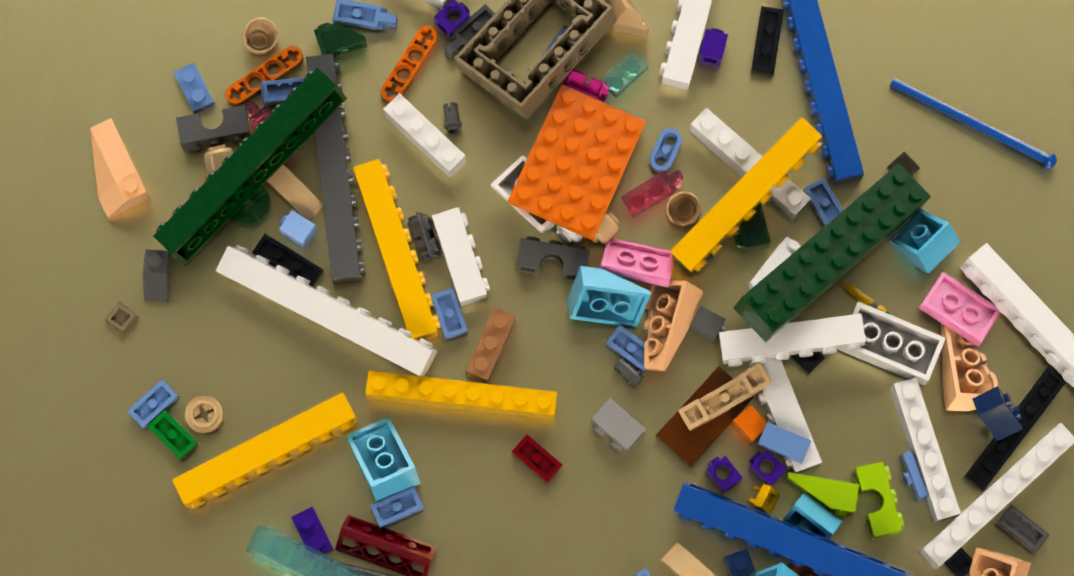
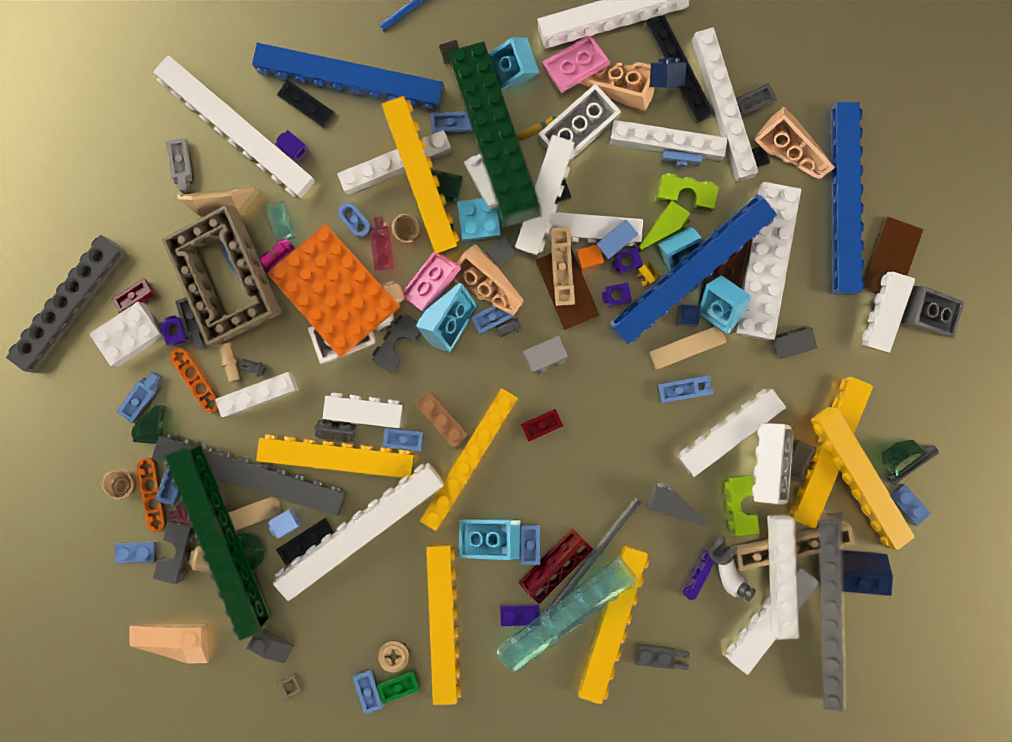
camera: 65 degrees left, 10 degrees up
(445, 91) = (229, 362): none -> tan pin
(728, 281) = (478, 221): none -> medium azure brick

